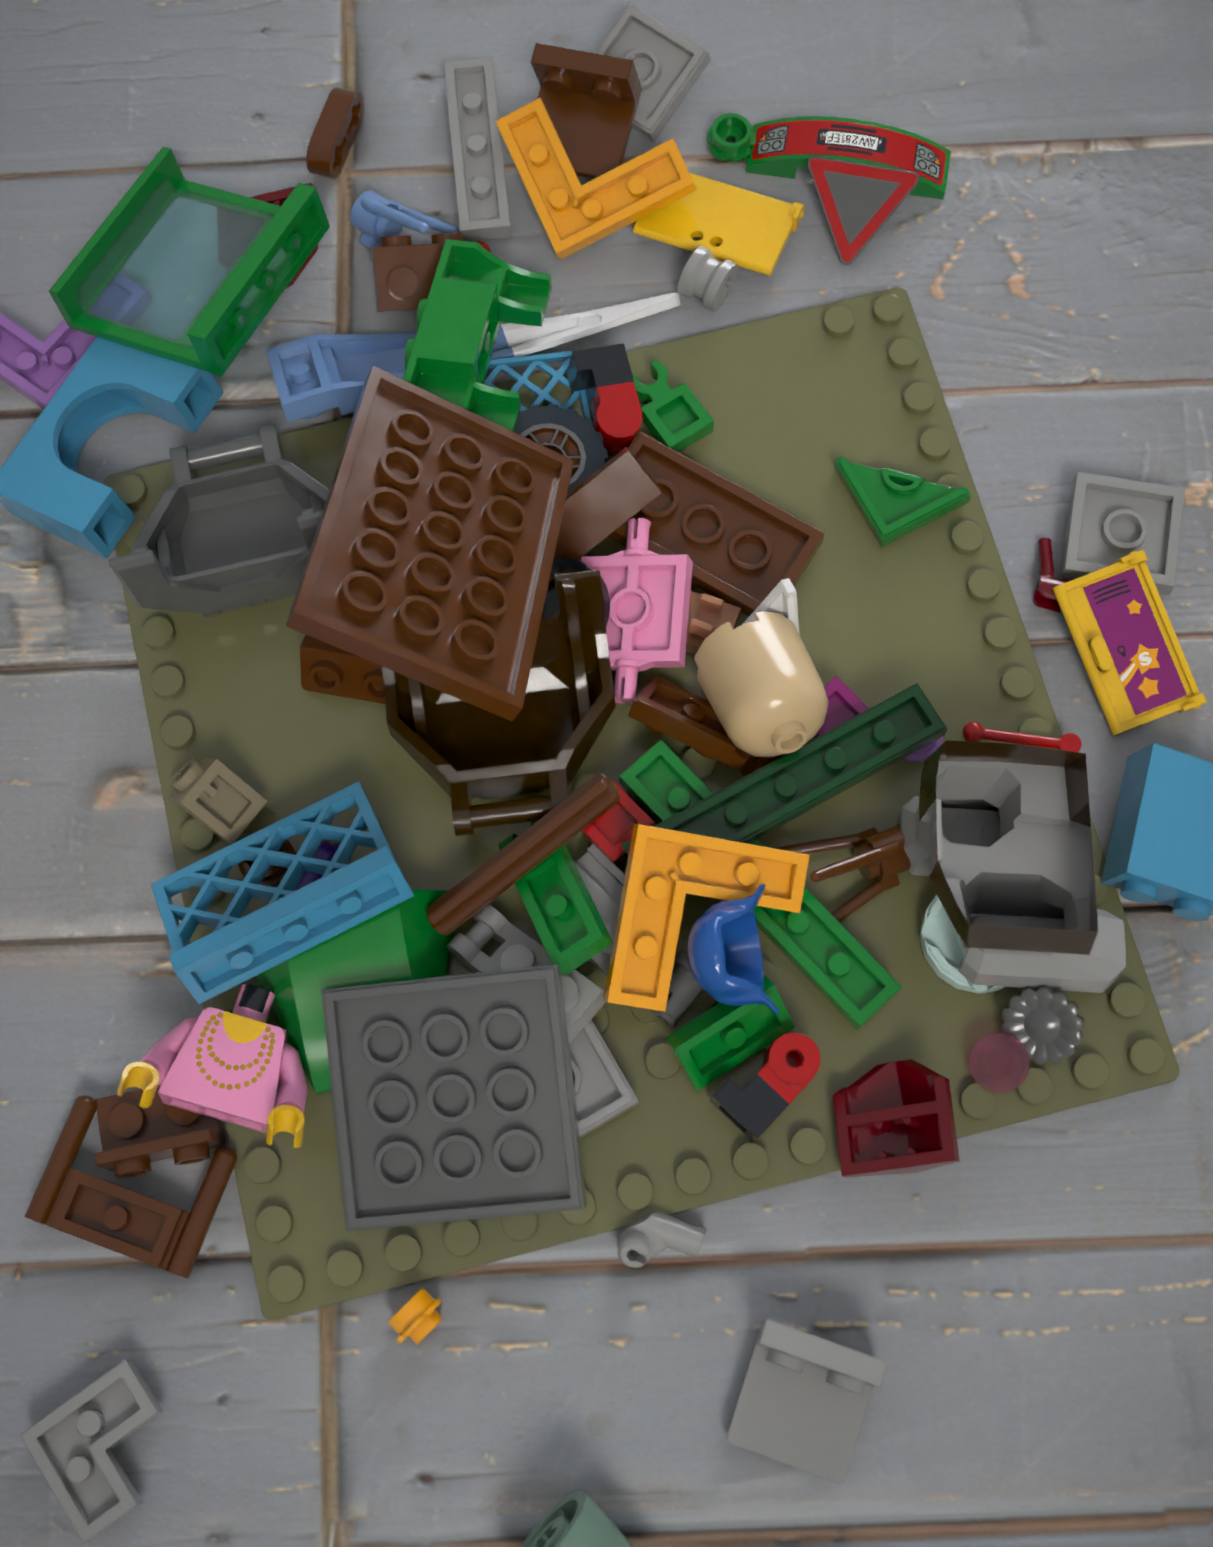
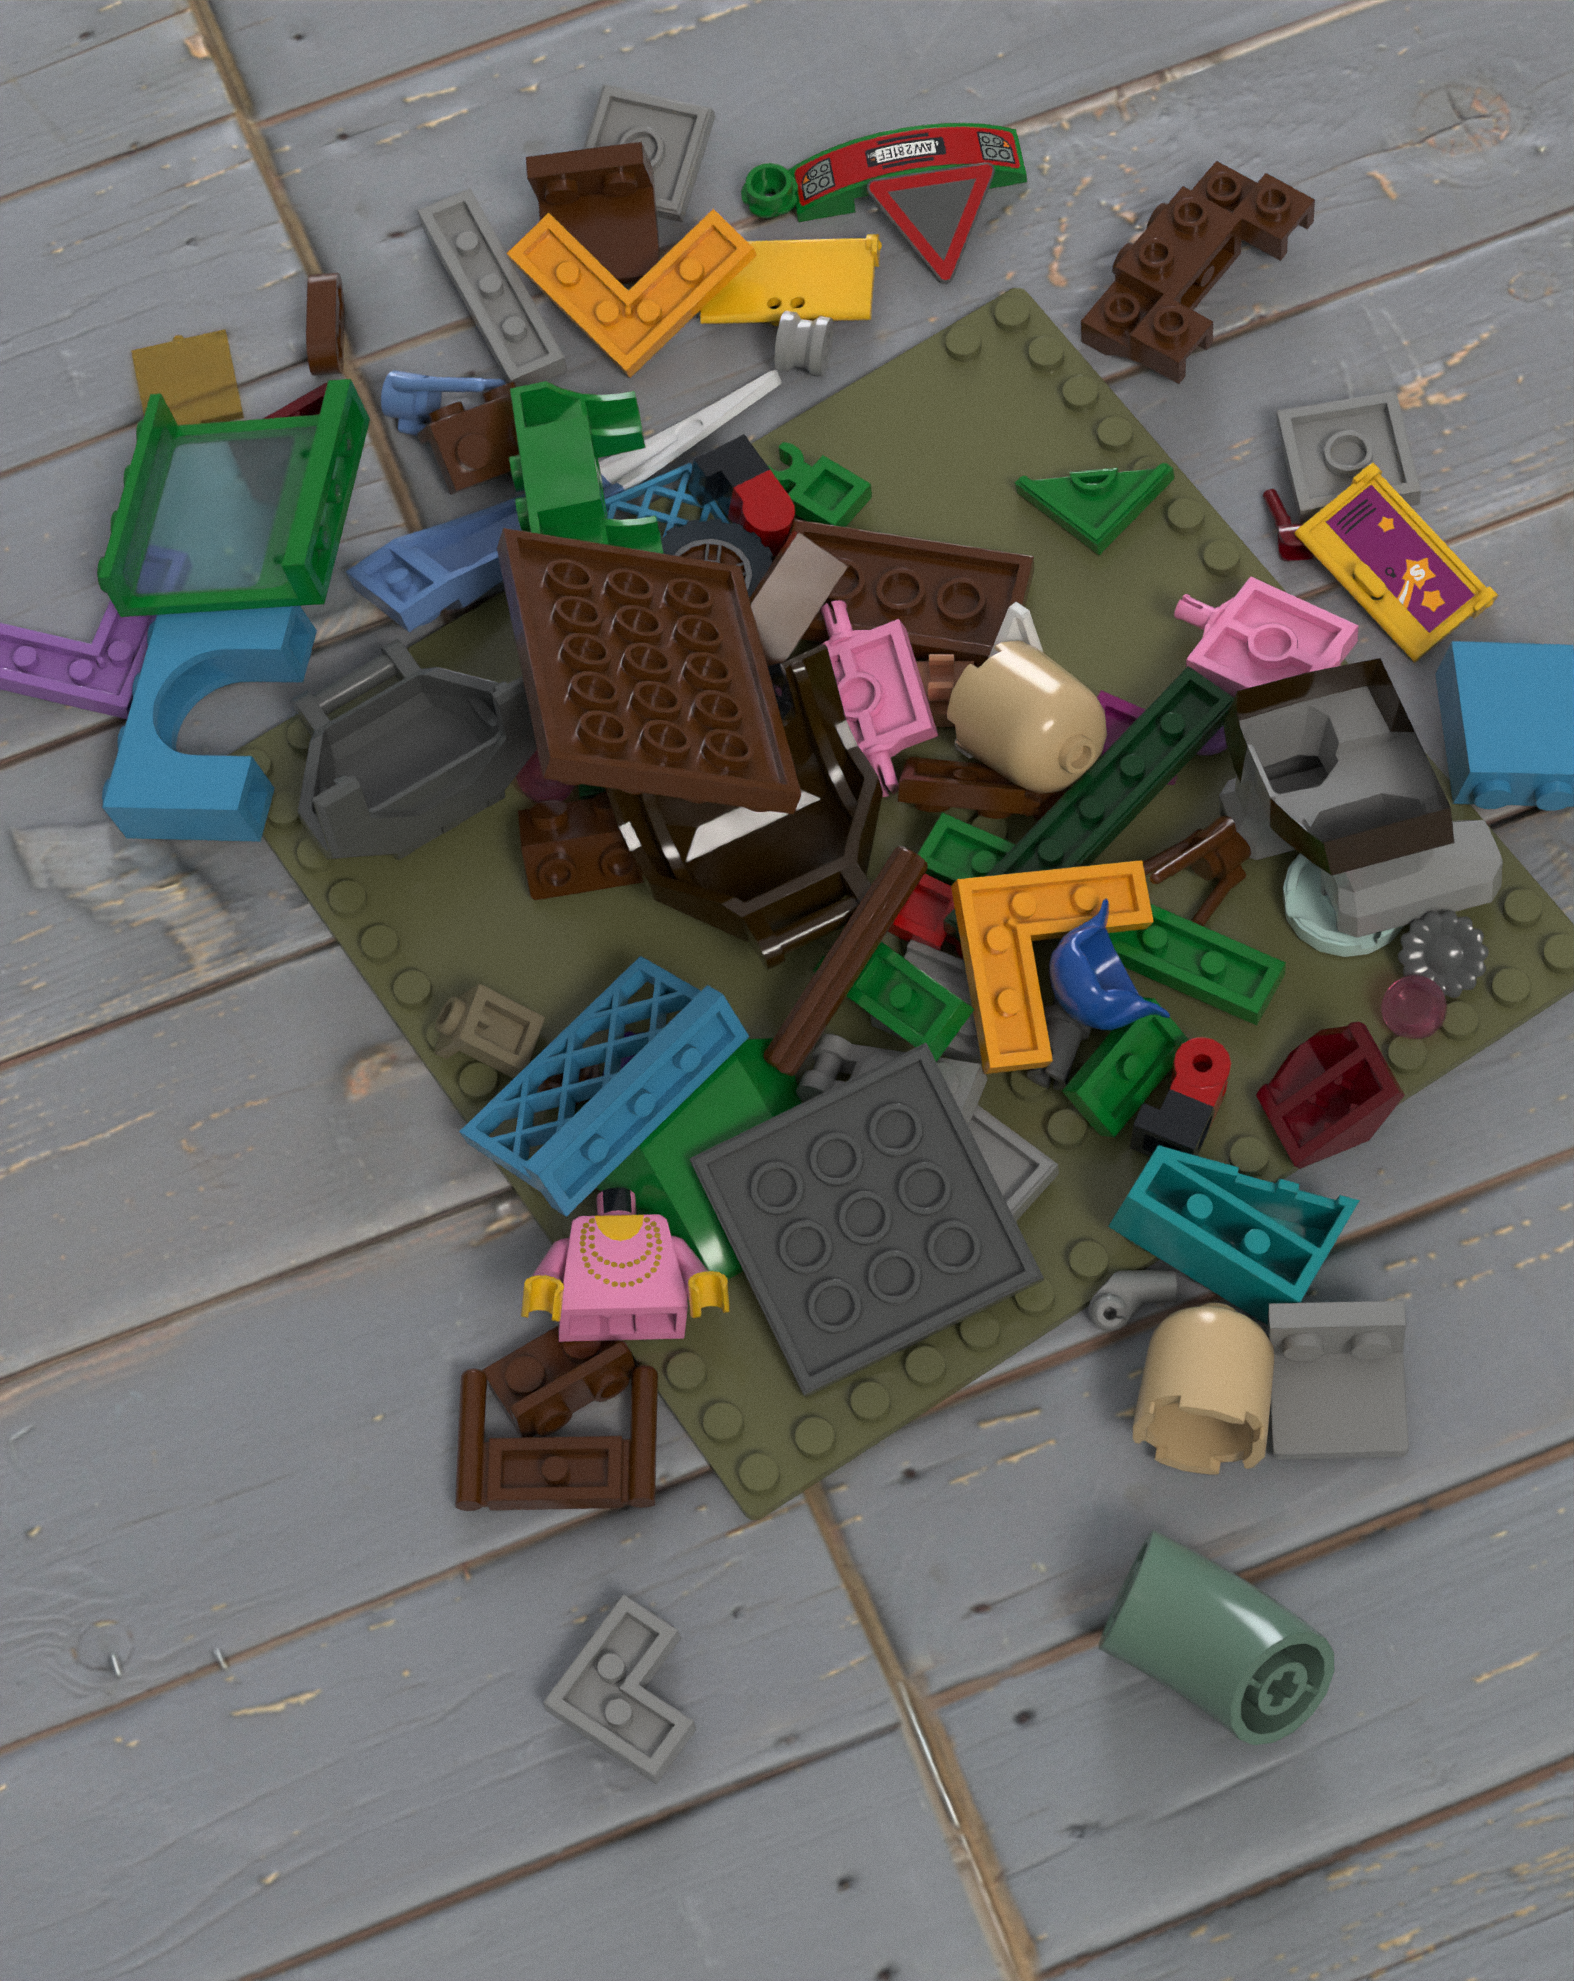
camera: 15 degrees left, 10 degrees down
(216, 145) = (192, 376): none -> clear yellow piece
(416, 1317) = (909, 1454): light orange plate -> none
(689, 1363) = (1206, 1390): none -> tan cylinder
(767, 1230) = (1231, 1230): none -> teal wedge
(994, 686) = (1264, 637): none -> bright pink plate
(1043, 309) = (1181, 258): none -> reddish brown bracket

